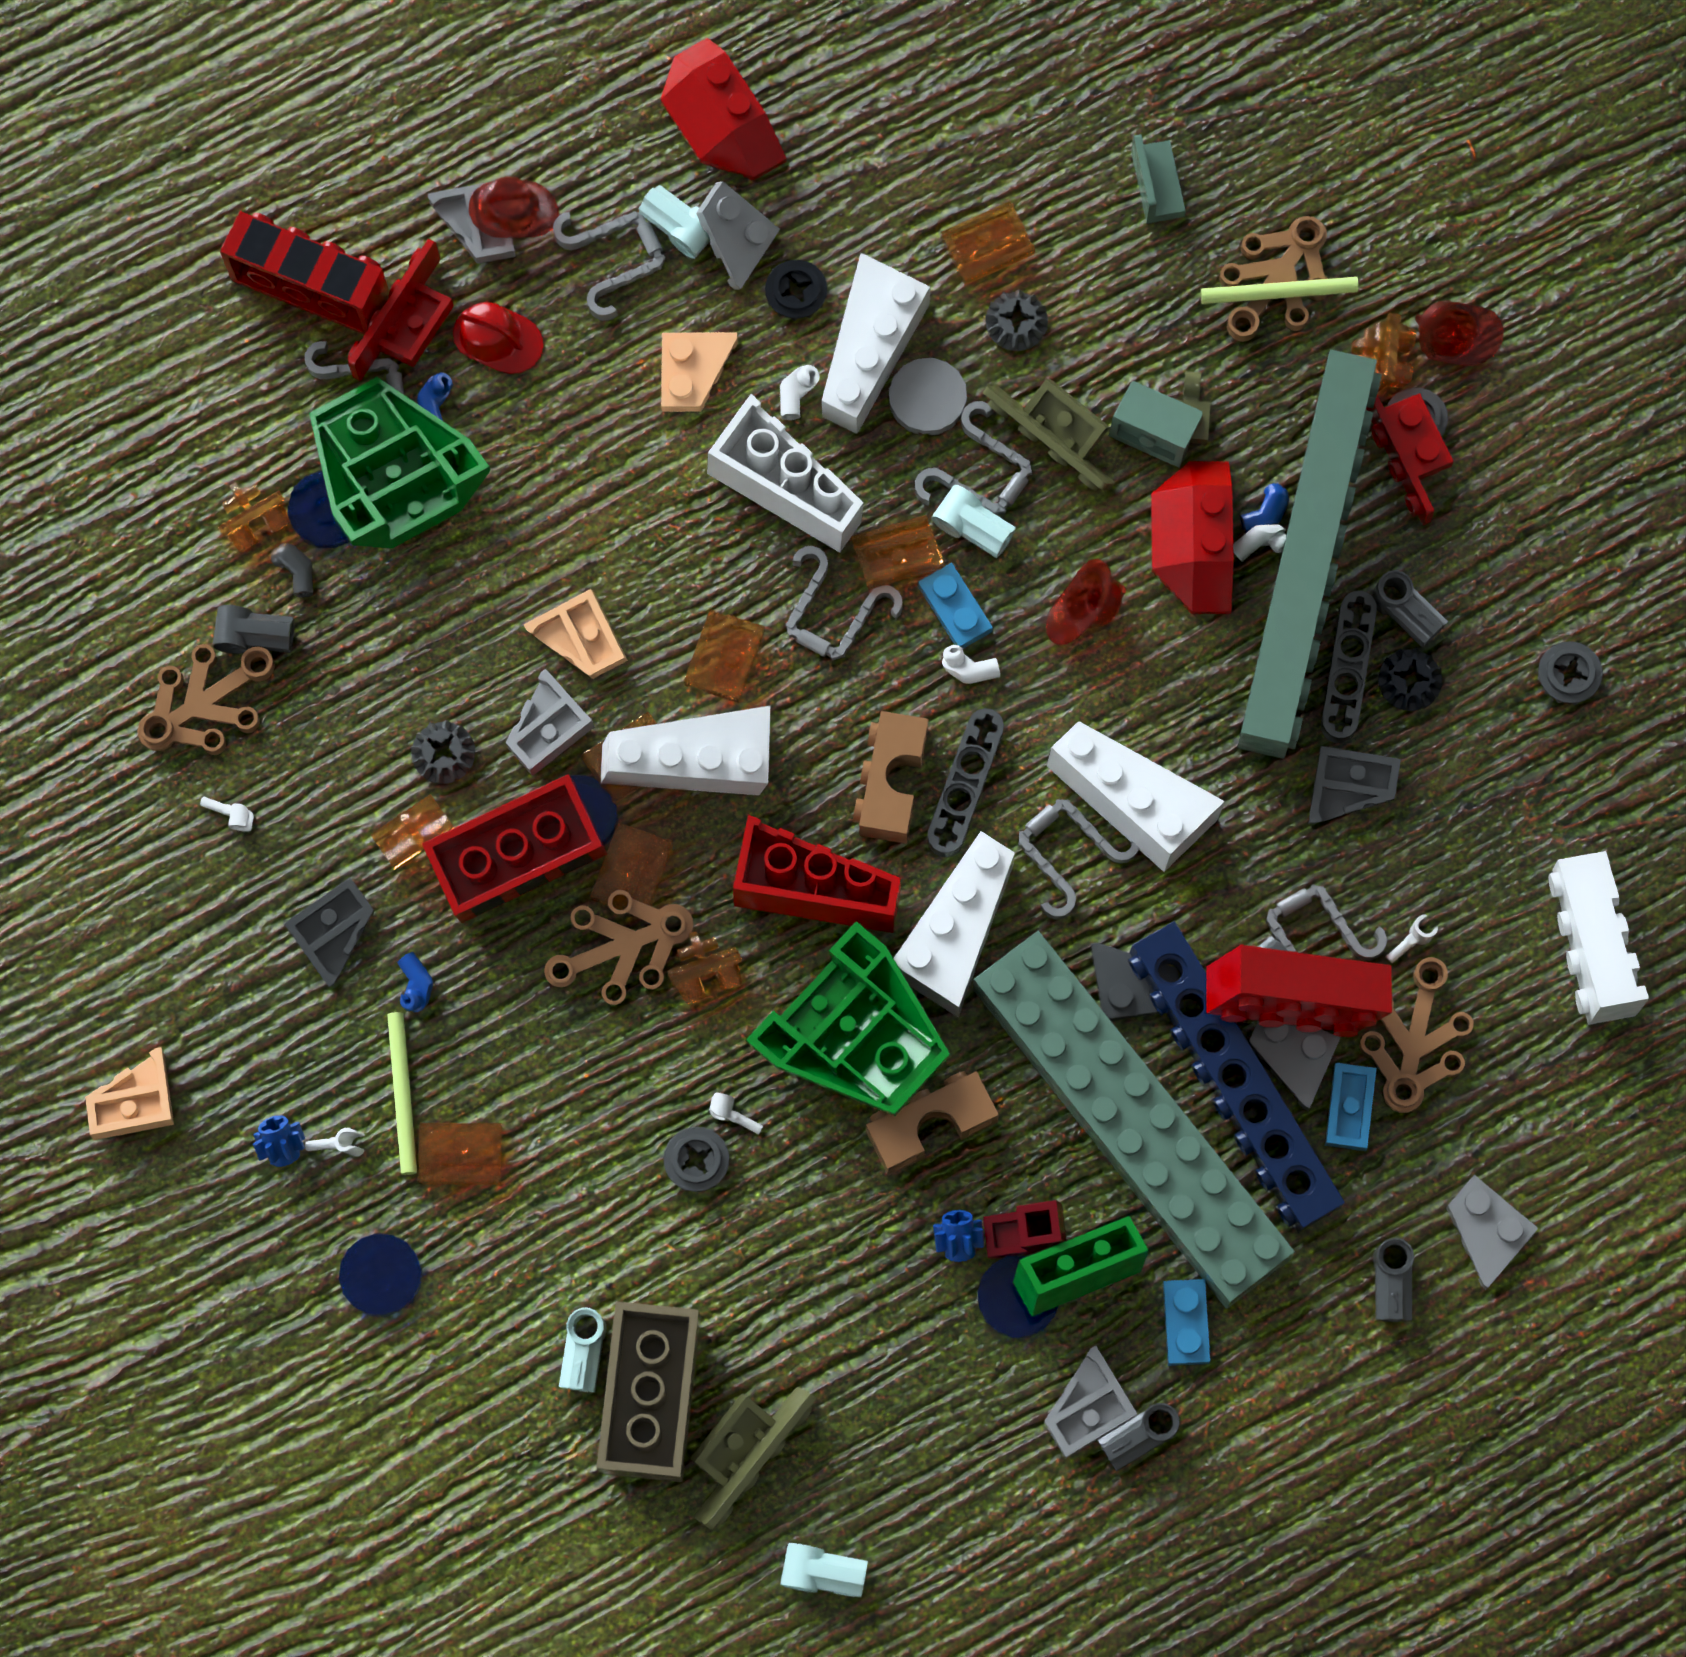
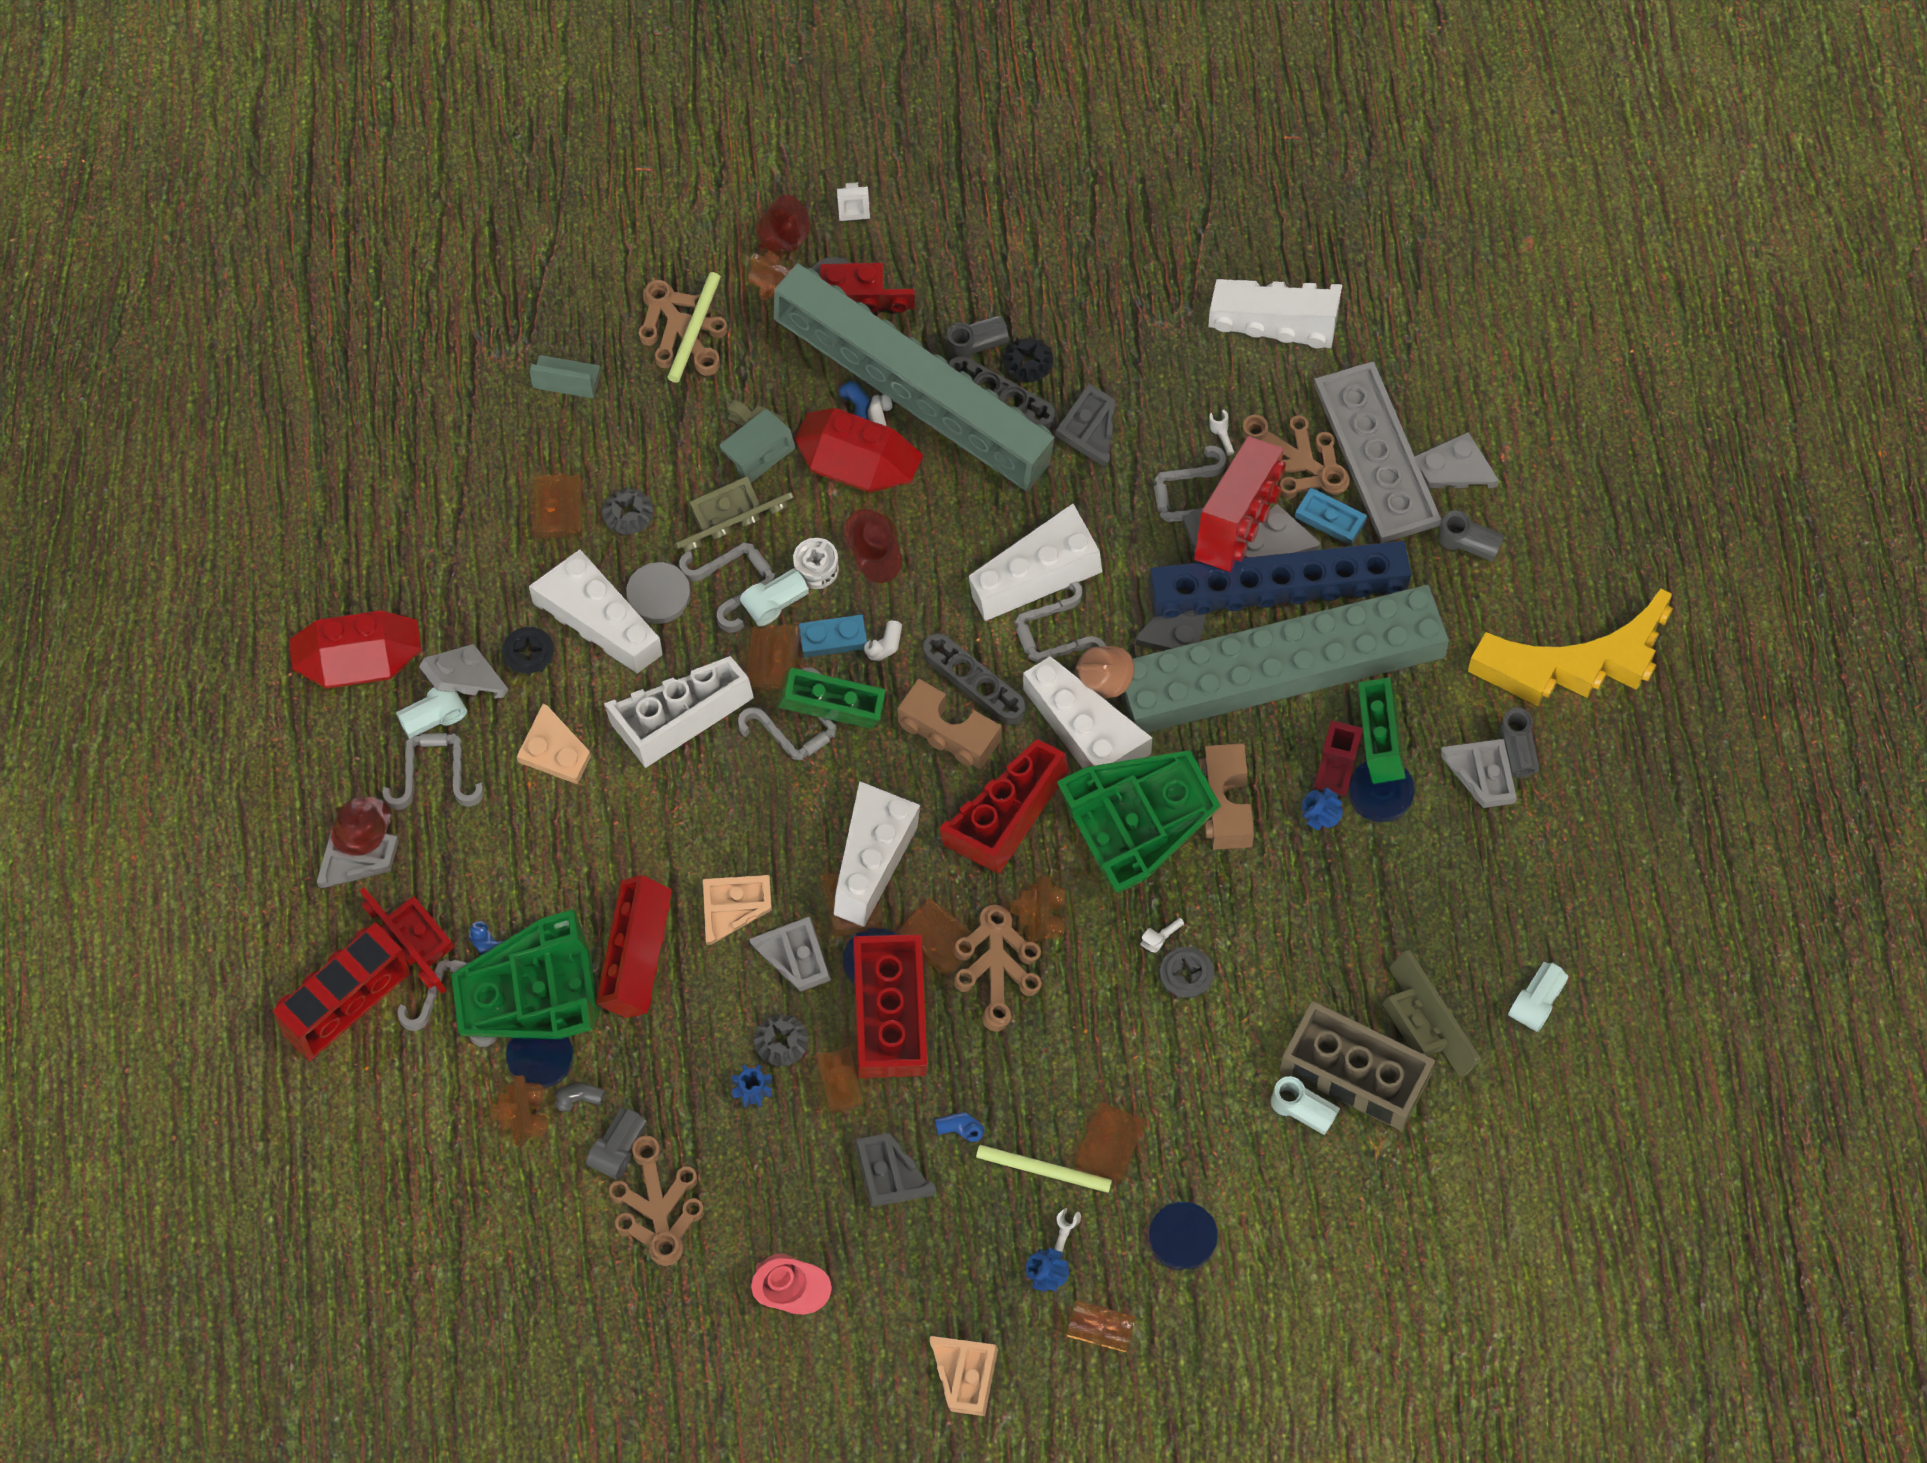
camera: 70 degrees left, 10 degrees down
(159, 869) = (790, 1285): none -> coral piece
(234, 1224) = (1101, 1326): none -> clear orange hips
(240, 817) = (764, 1209): white hand -> none
(381, 747) = (756, 1093): none -> blue gear
(481, 551) = (634, 946): none -> red brick
(498, 338) = (458, 879): red piece -> none
(724, 656) = (798, 807): clear orange plate -> none
(794, 388) = (606, 681): white arm -> none
(861, 633) = (831, 698): none -> green brick
(1023, 920) = (1105, 670): none -> nougat piece
(1036, 549) = (816, 562): none -> white wheel
(1186, 1322) = (1445, 685): dark azure plate -> none
(1273, 1476) = (1536, 670): none -> yellow arch
(1462, 1129) = (1377, 452): none -> light grey plate
(1527, 396) = (853, 202): none -> white tile
(1587, 667) = (1070, 246): dark grey gear -> none

